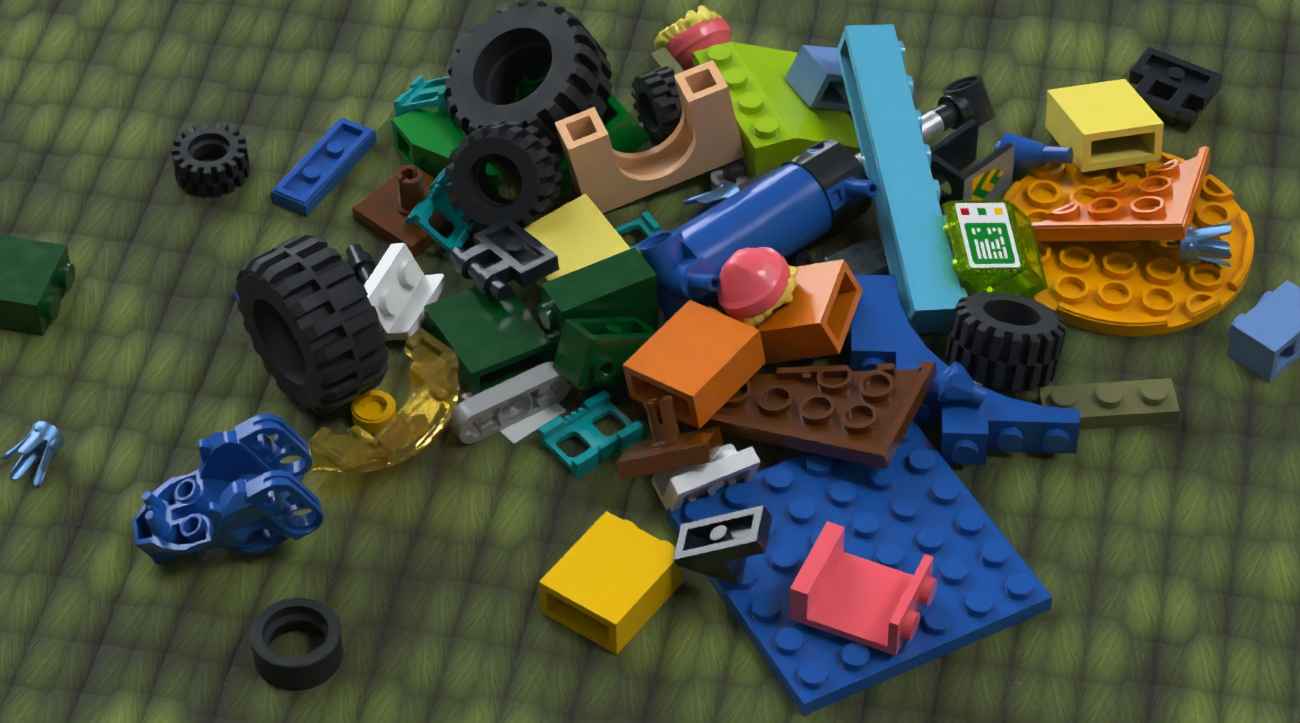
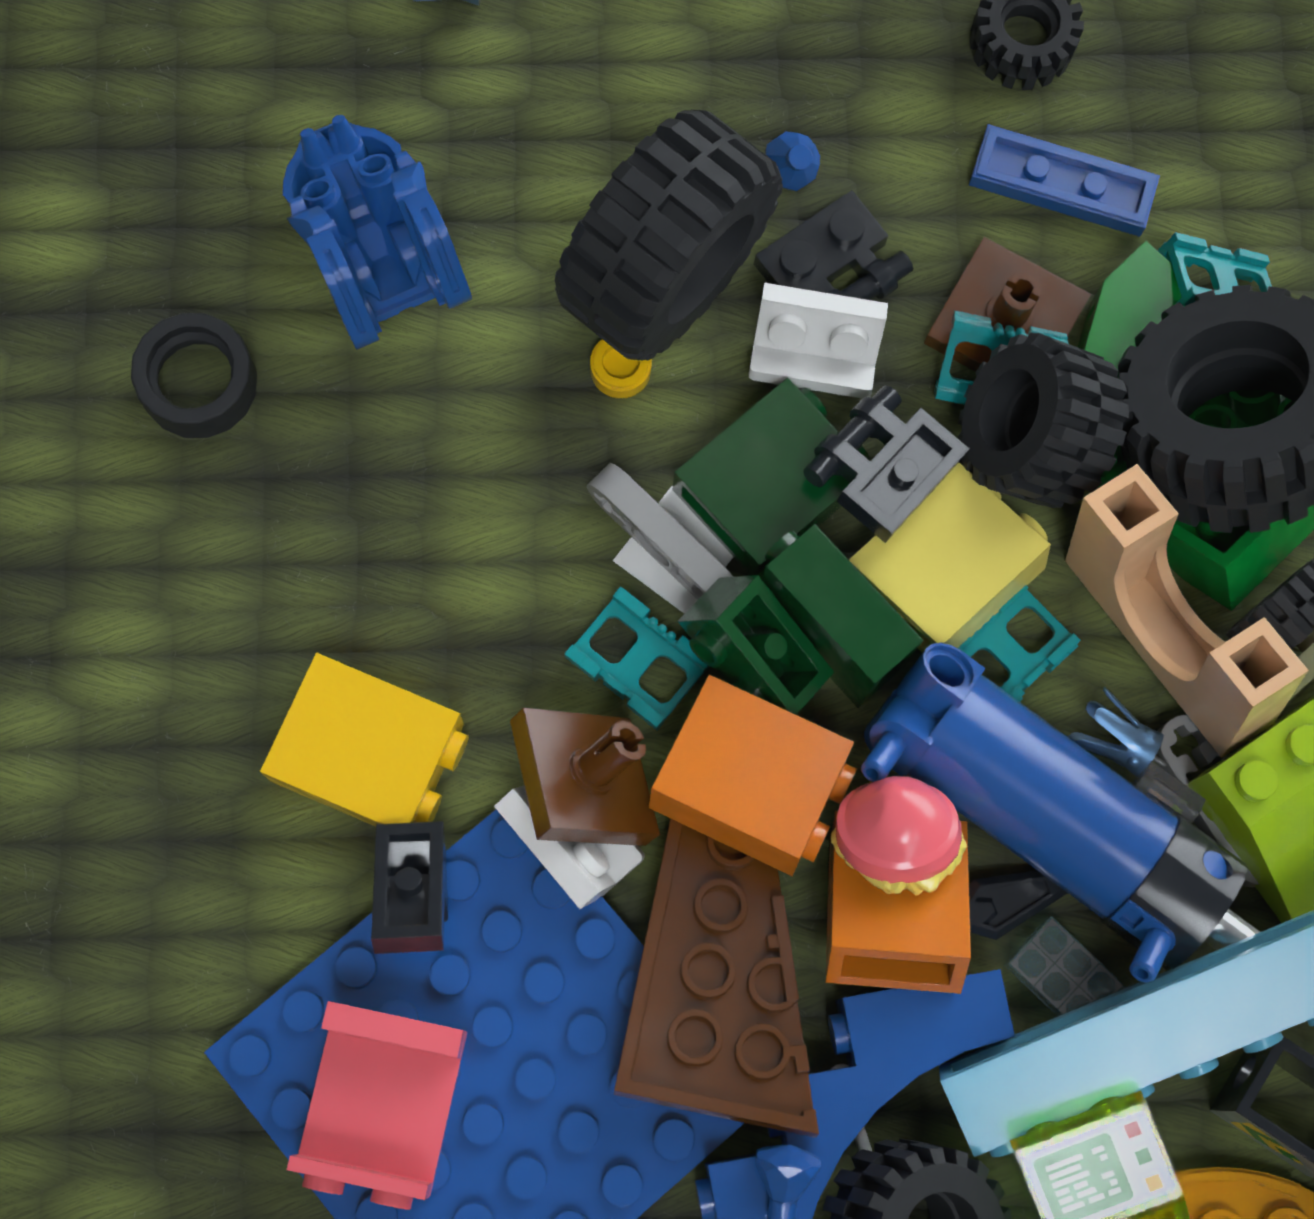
camera: 70 degrees right, 30 degrees up
(412, 429) = (573, 420): clear yellow windscreen -> none

